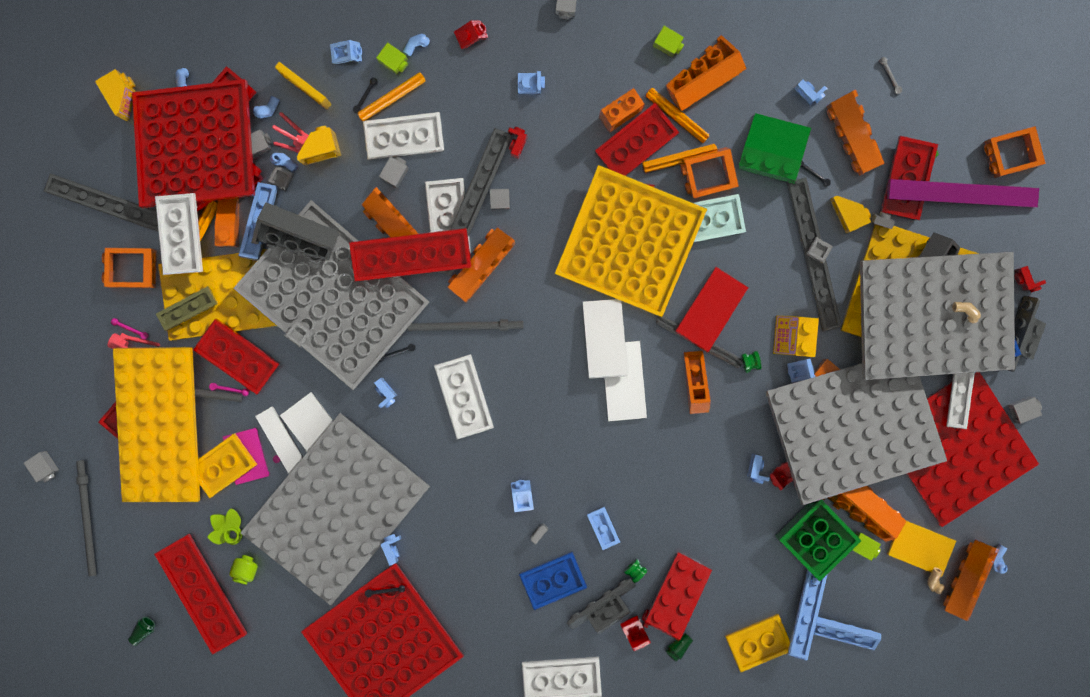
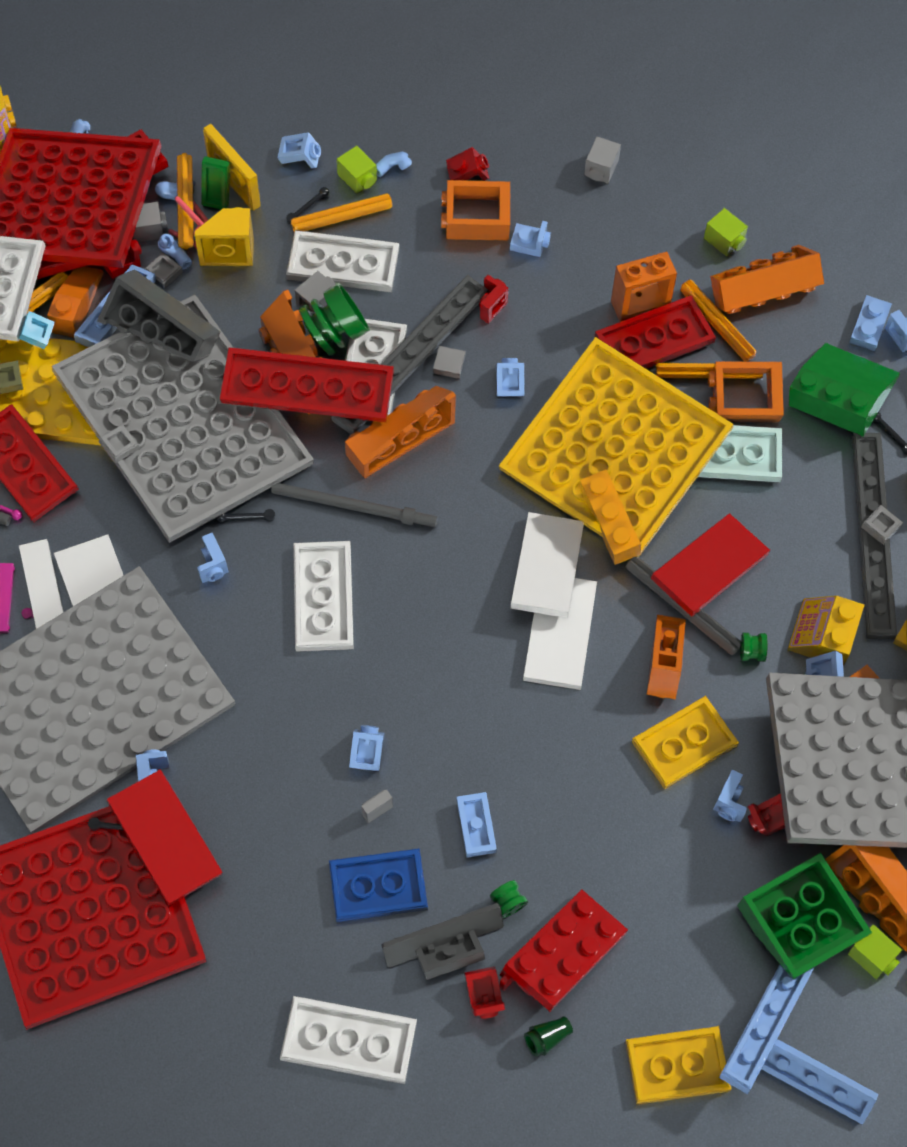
camera: 15 degrees right, 25 degrees down
(212, 260) = (36, 330): none -> medium azure tile
(278, 119) = (185, 192): none -> light orange axle
(296, 102) = (215, 183): none -> green tile
(413, 196) = (334, 319): none -> green wheel
(415, 592) = (164, 837): none -> red tile
(508, 82) = (477, 228): none -> orange window
(545, 202) = (509, 378): none -> light blue bracket
(639, 299) = (611, 516): none -> light orange arch
(720, 436) = (685, 742): none -> yellow tile
(783, 88) = (870, 323): none -> light blue plate

